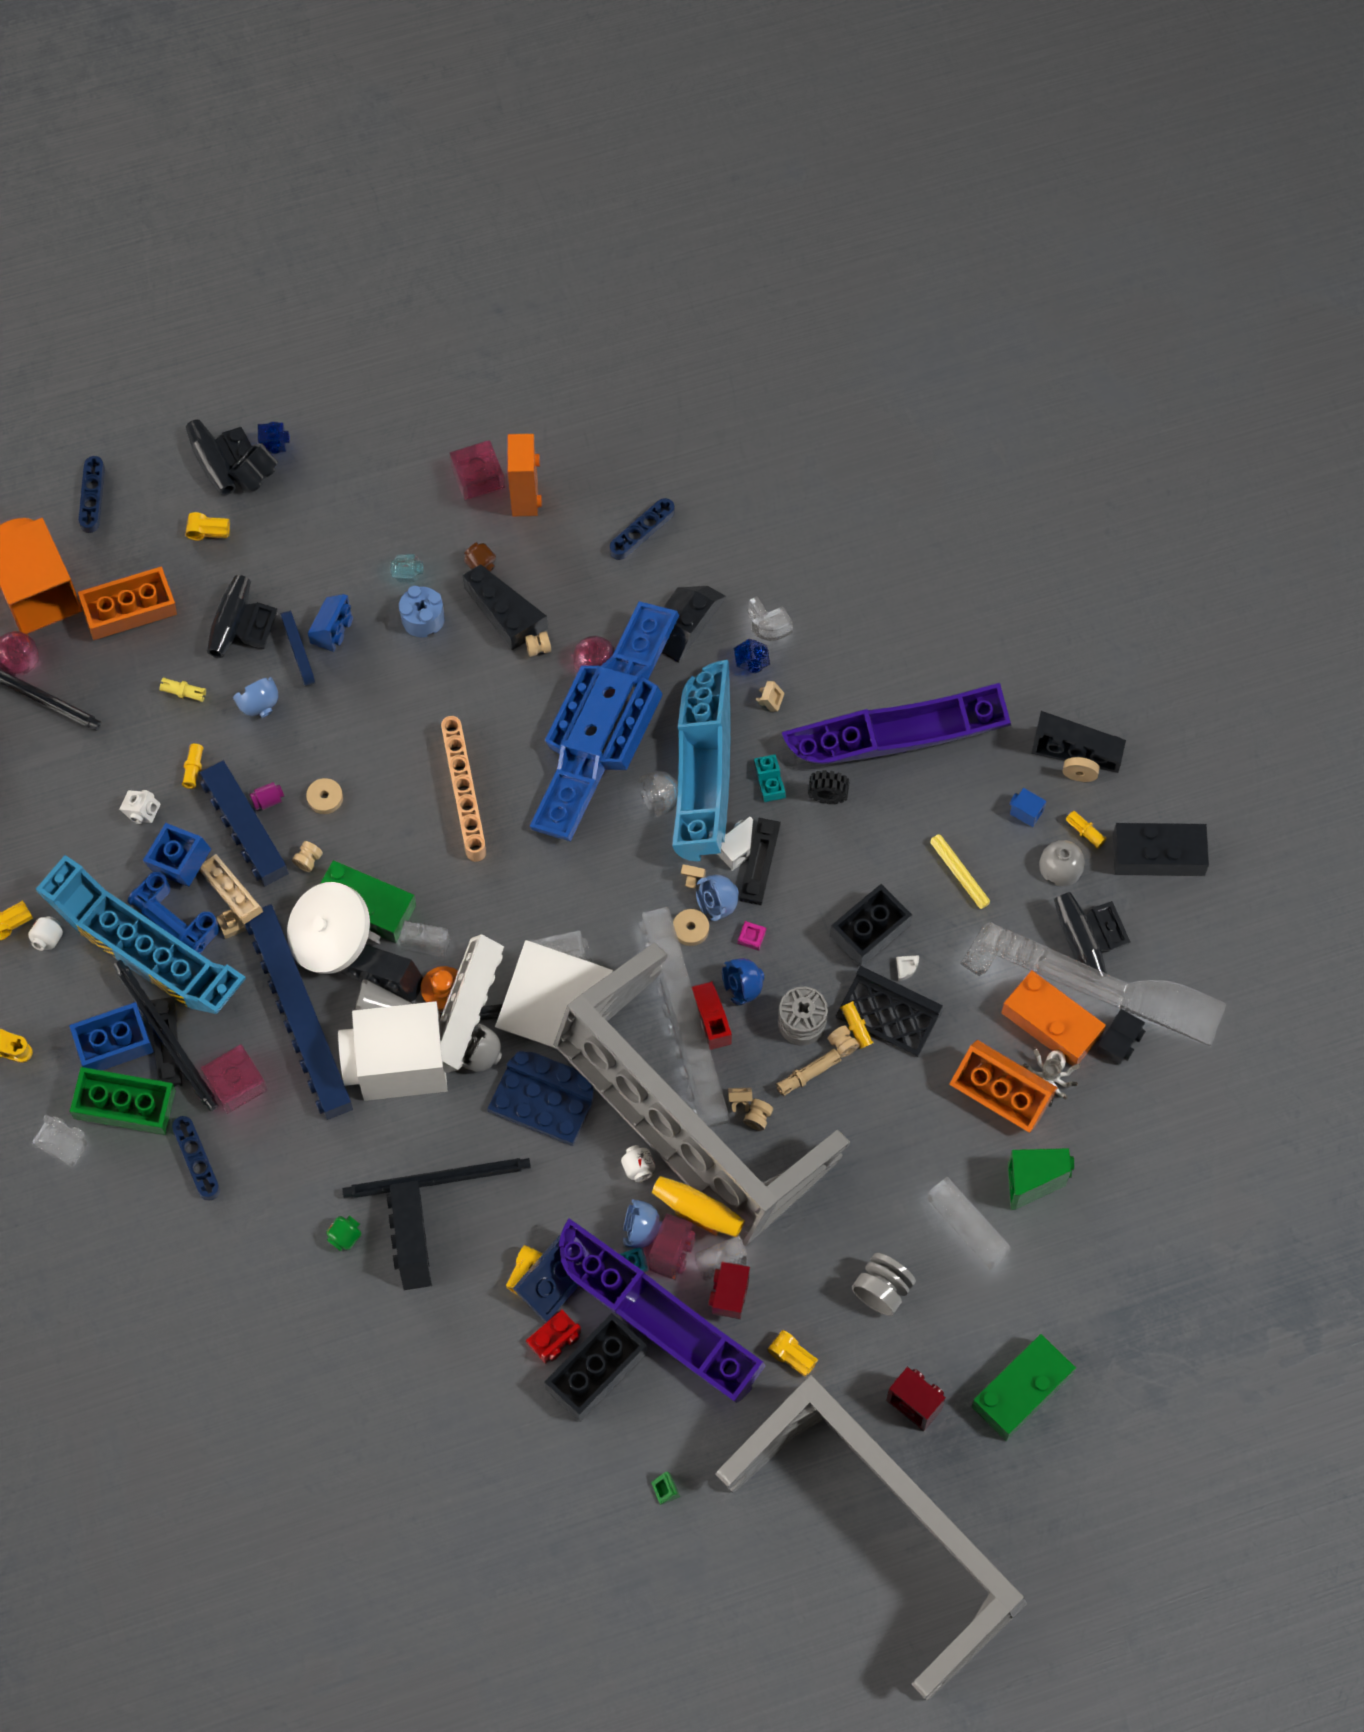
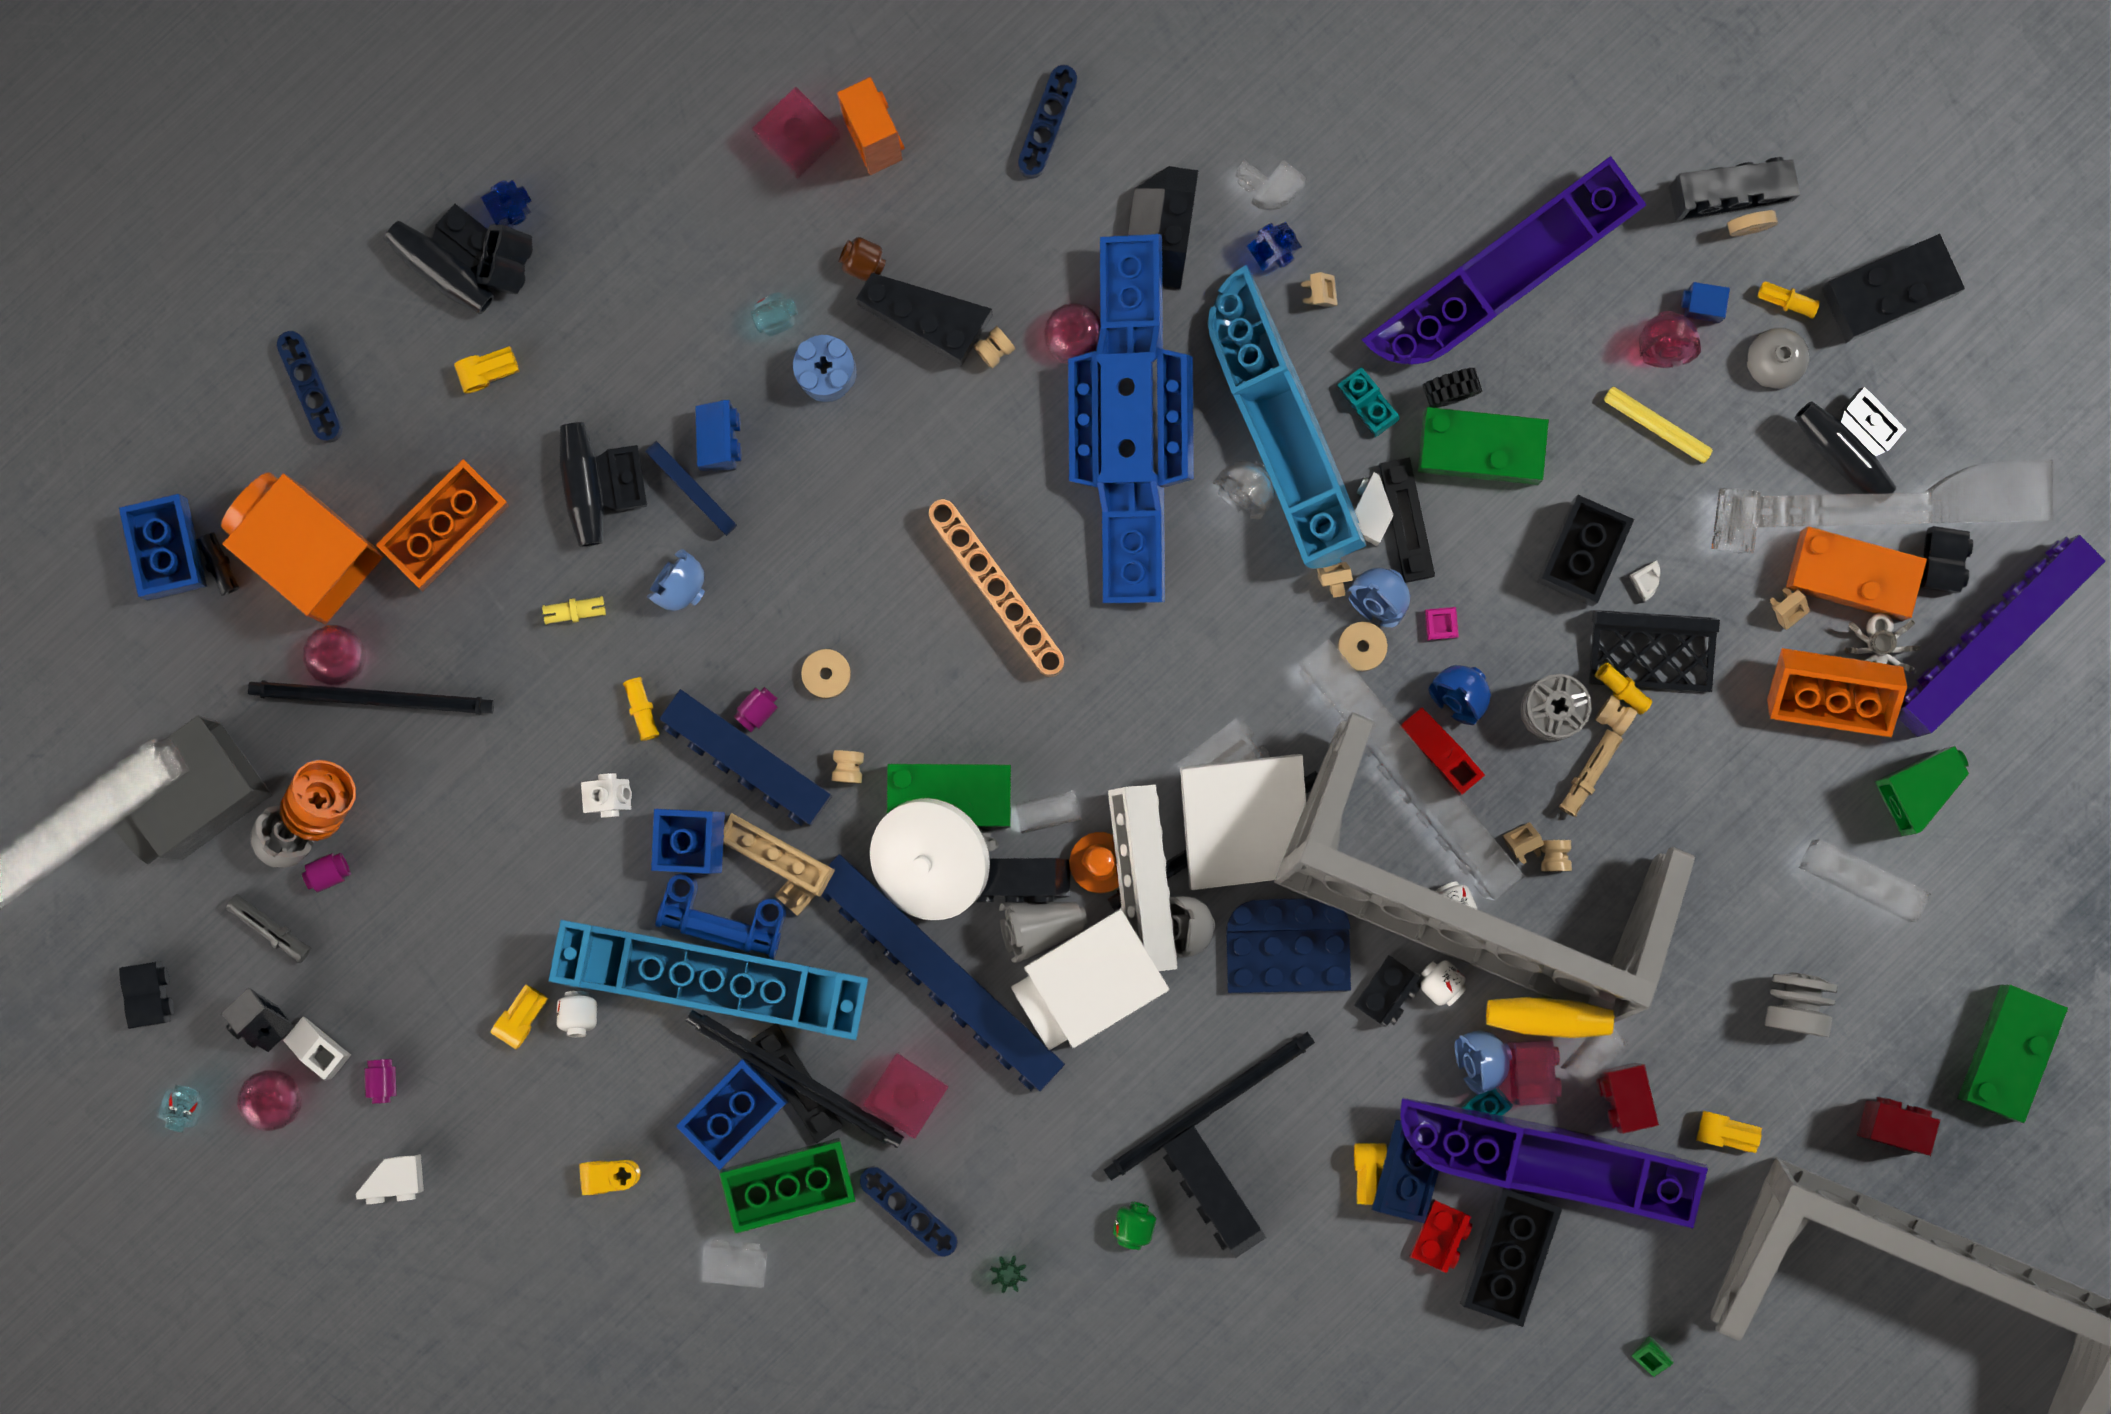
camera: 25 degrees left, 20 degrees up
(238, 1232) = (1013, 1281): none -> clear green gear
(597, 1156) = (1388, 991): none -> black bracket
(832, 833) = (1483, 446): none -> green brick
(990, 819) = (1669, 339): none -> clear pink cylinder
(998, 1023) = (1790, 609): none -> tan tile
(1134, 1096) = (1999, 634): none -> dark purple brick

